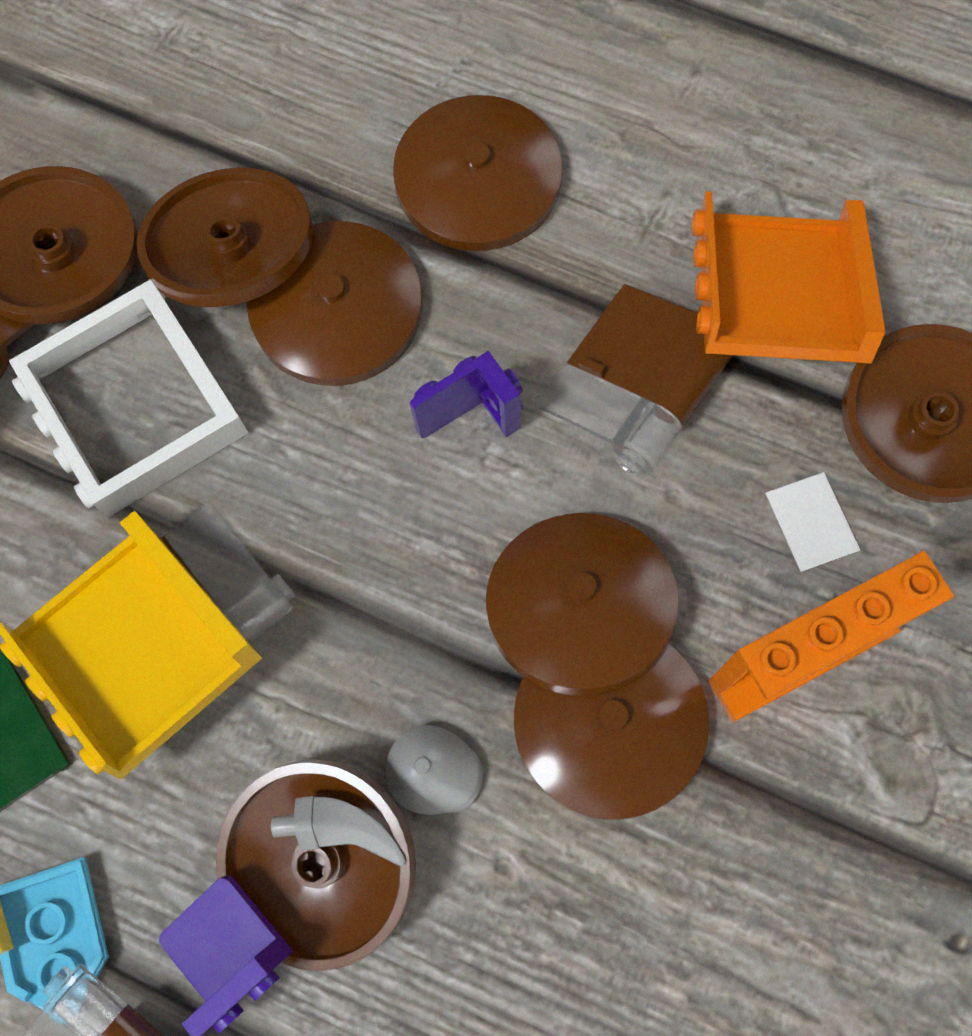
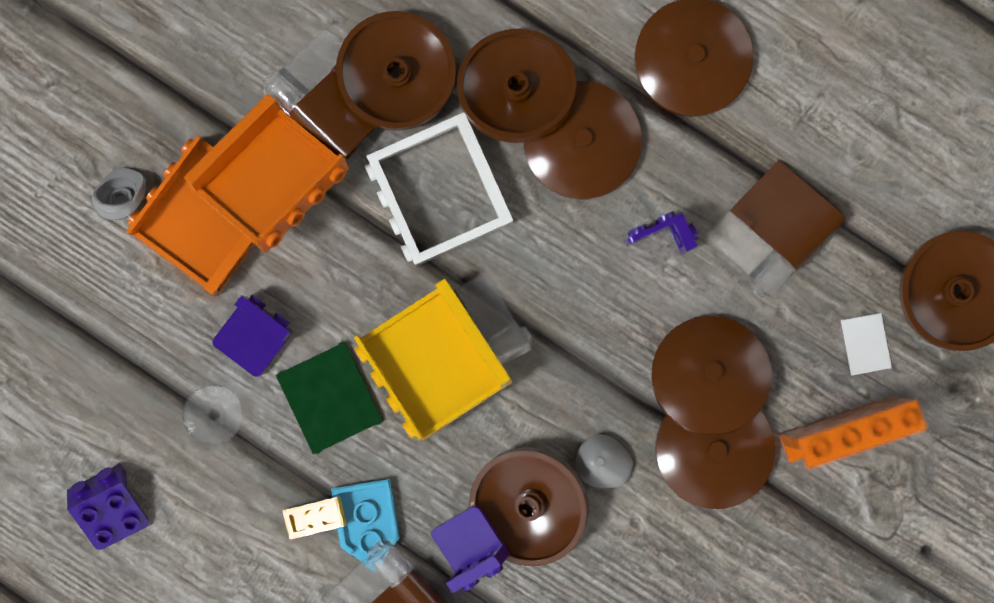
camera: 10 degrees right, 15 degrees up
(334, 822) = (546, 488): light grey bar -> none
(787, 285) = (884, 185): orange panel -> none

